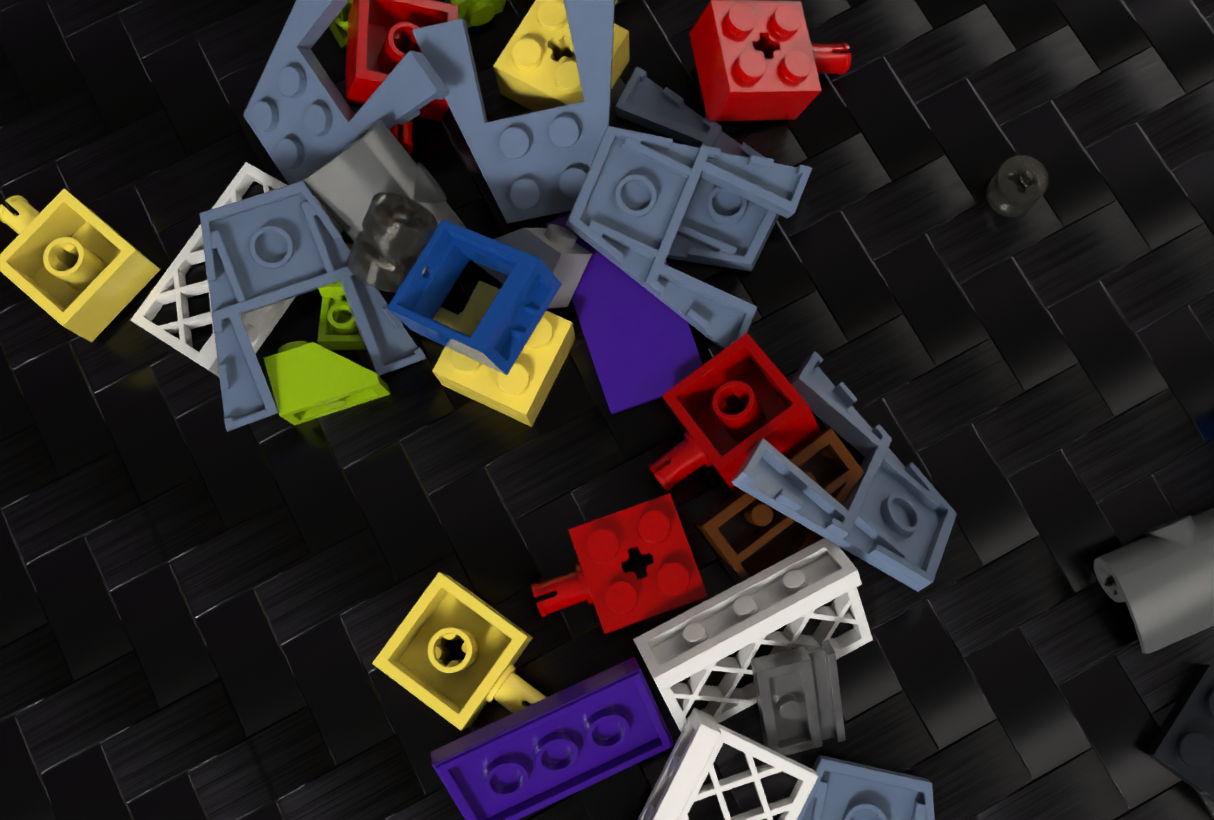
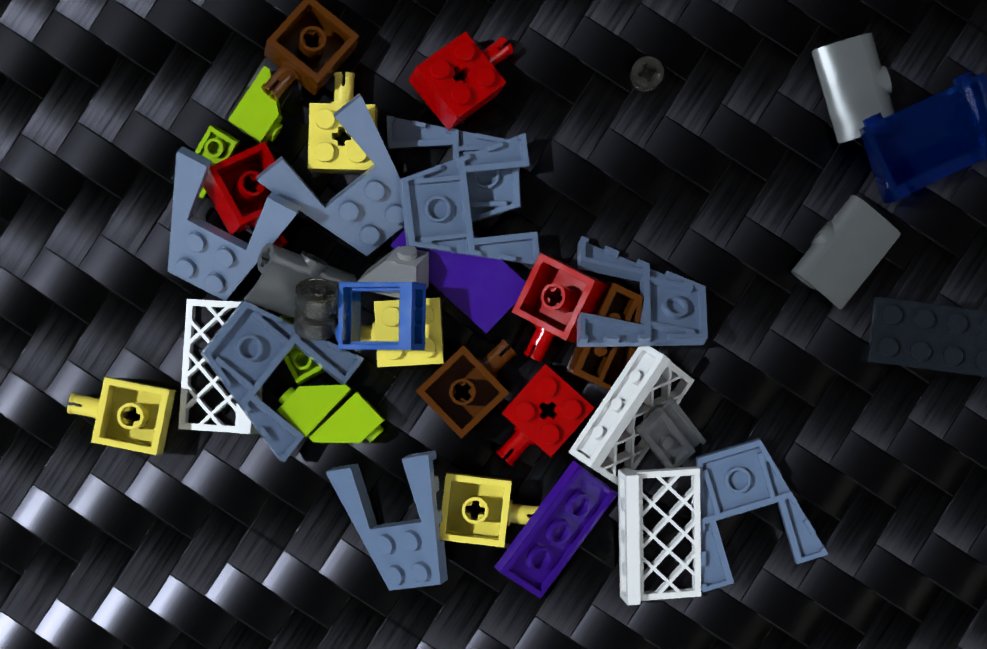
camera: 35 degrees left, 10 degrees up
(322, 650) = (403, 551): none -> sand blue wing
(356, 432) = (351, 423): none -> lime slope
(550, 440) = (485, 389): none -> reddish brown brick

